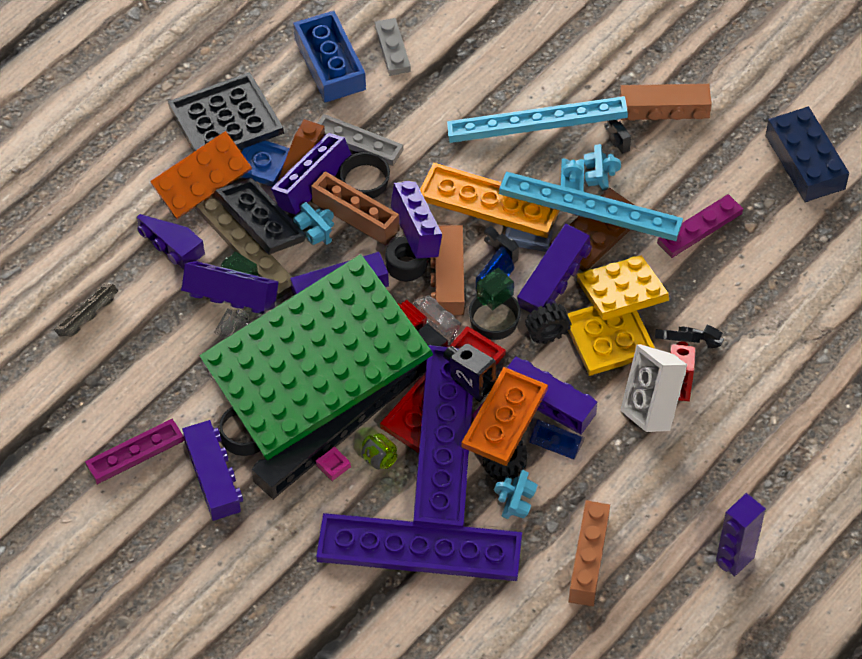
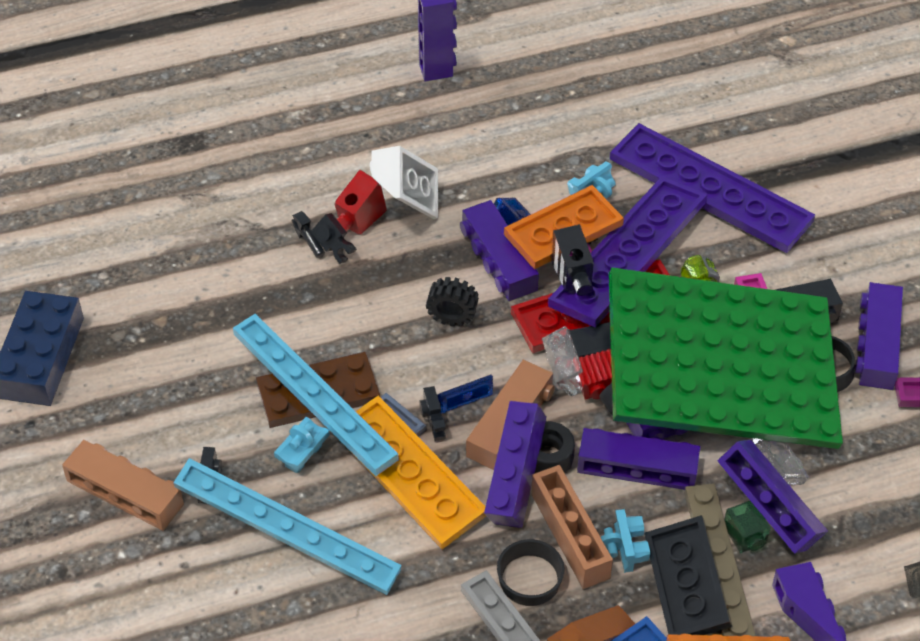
camera: 150 degrees left, 5 degrees down
(296, 185) = (595, 595): dark purple brick -> none
(495, 289) = (484, 349): clear green brick -> none
(512, 303) = (495, 328): black tyre -> none
(555, 269) = (404, 350): dark purple brick -> none
(589, 553) = (561, 112): nougat brick -> none
(603, 167) = (254, 455): medium azure hips -> none
(606, 342) = (394, 277): yellow plate -> none
(622, 287) = (347, 306): yellow plate -> none
(702, 225) = (197, 343): magenta plate -> none

